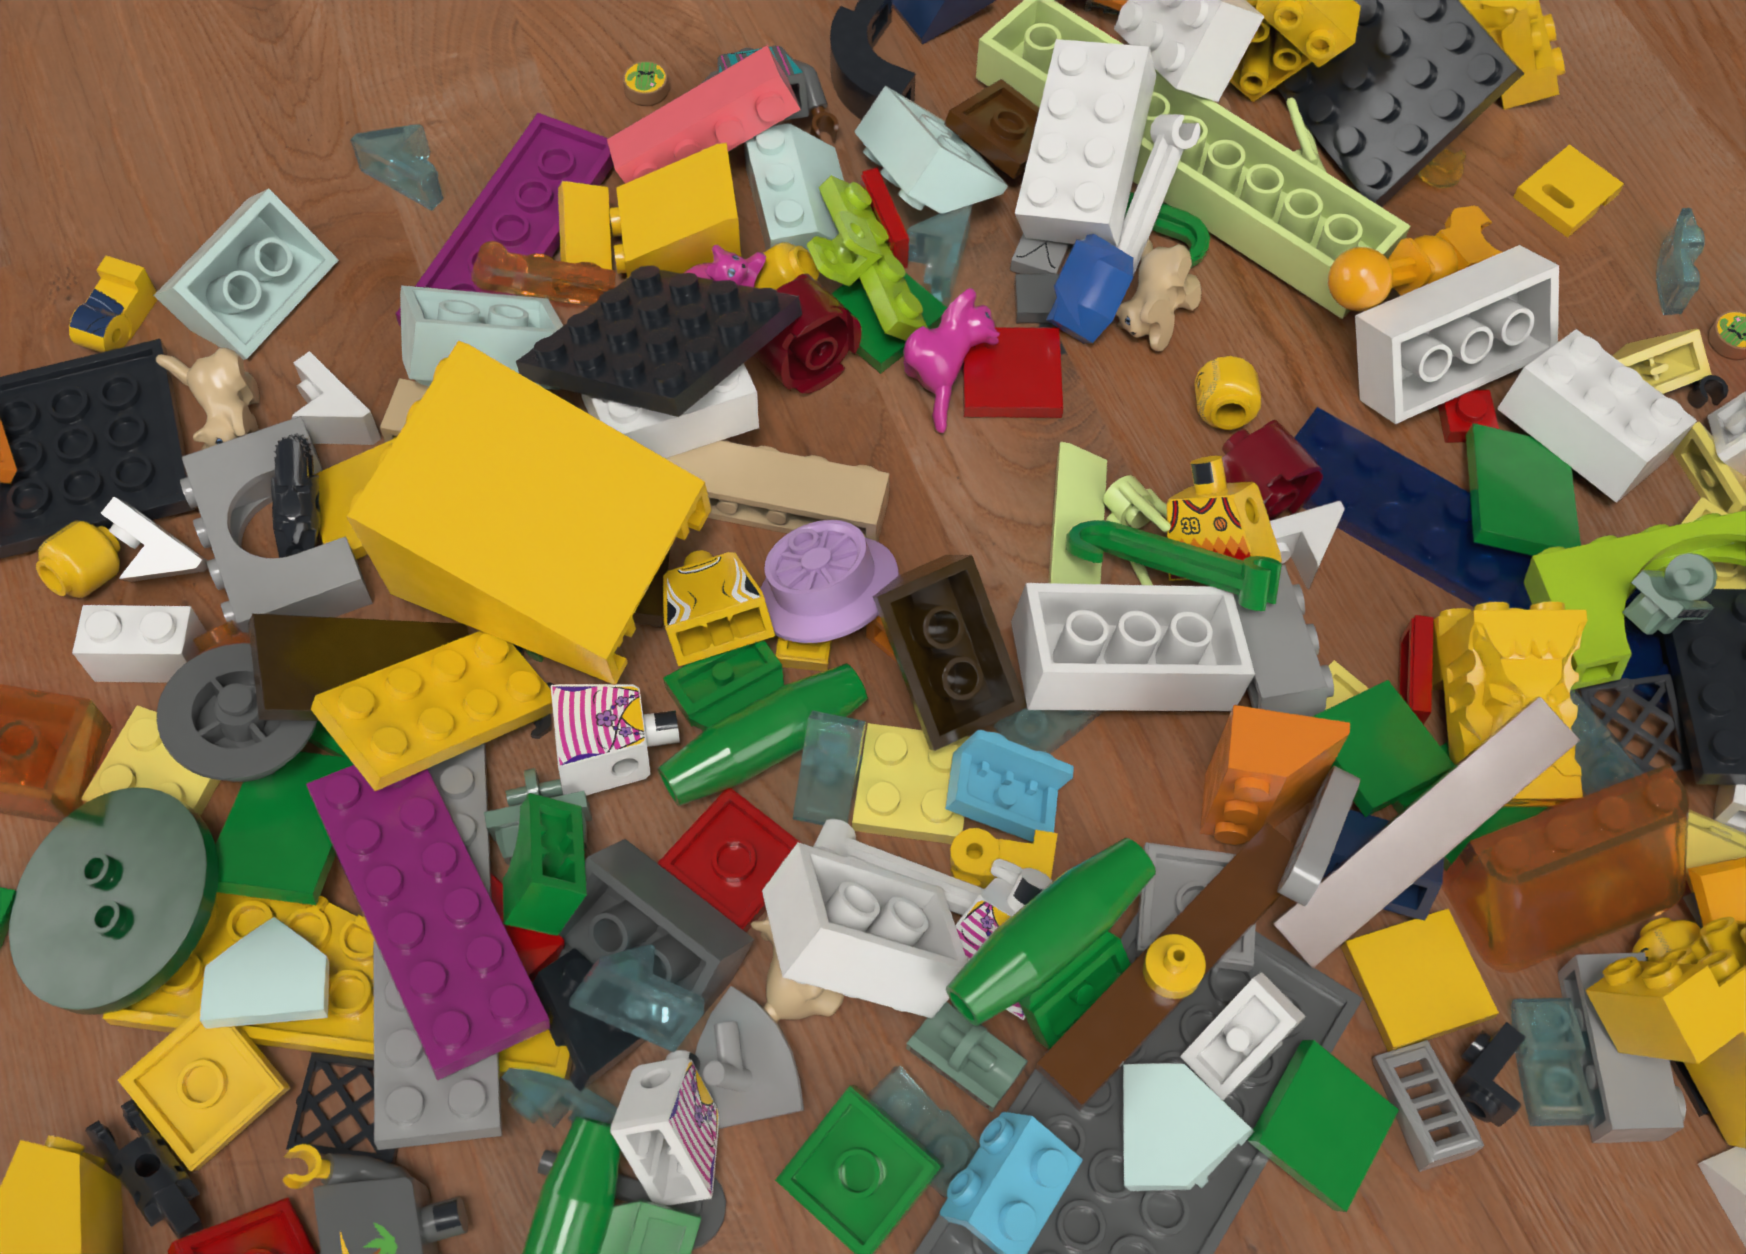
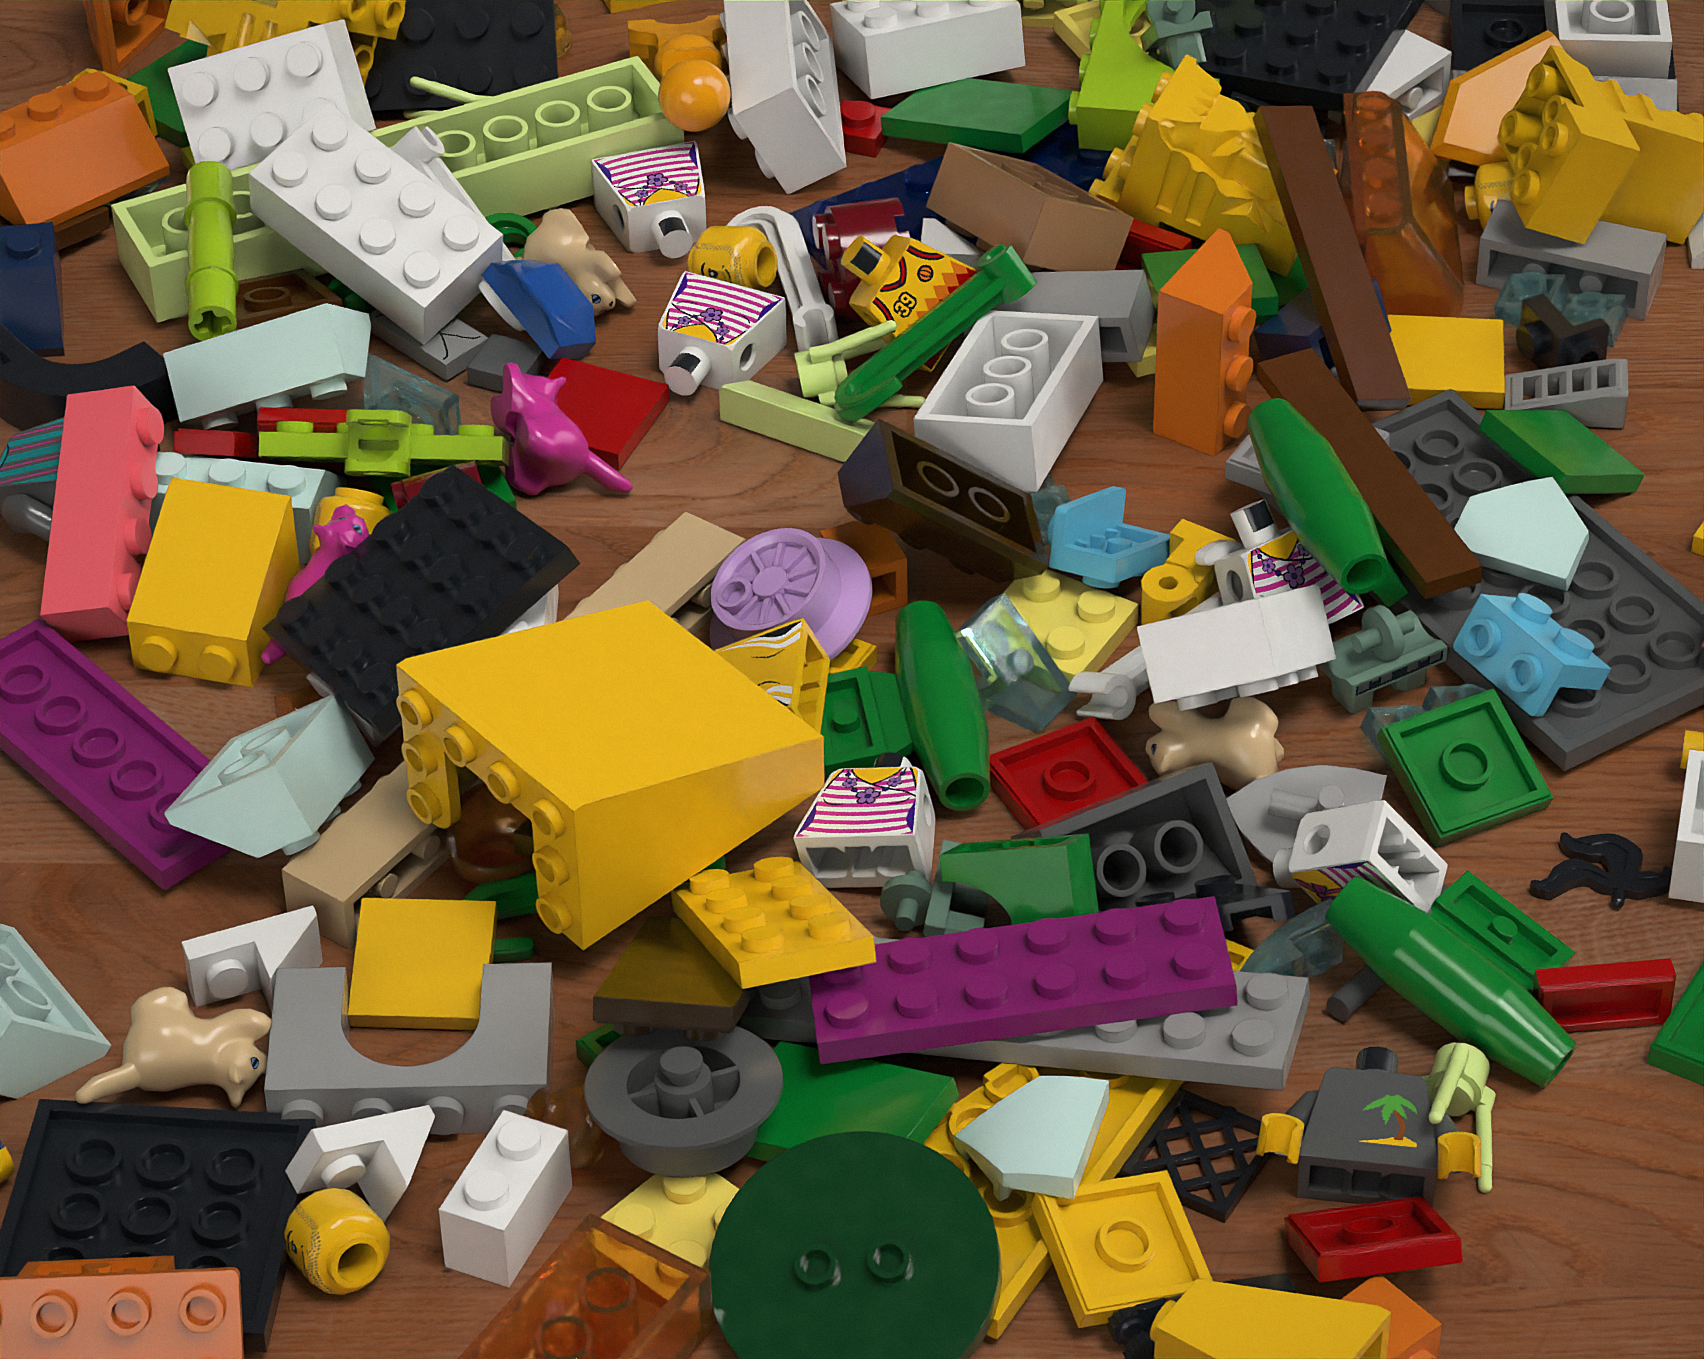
camera: 65 degrees left, 20 degrees down
(295, 497) = (393, 996): black hinge -> none
(540, 276) = (214, 716): clear orange plate -> none
(584, 224) = (155, 679): yellow tile -> none
(632, 998) = (1216, 842): clear light blue slope -> none
(825, 156) = (216, 443): none -> red tile
(994, 63) = (210, 250): none -> lime piece
(1133, 415) = (718, 333): none -> white torso
(1174, 966) = (1378, 457): yellow tile -> none
(1242, 1036) = (1460, 446): white slope -> none
(1279, 313) = (652, 198): none -> white torso
(1293, 414) = (811, 316): none -> white piece
(1318, 836) = (1315, 314): light grey beam -> none
(1377, 574) = (1028, 207): none -> medium nougat brick

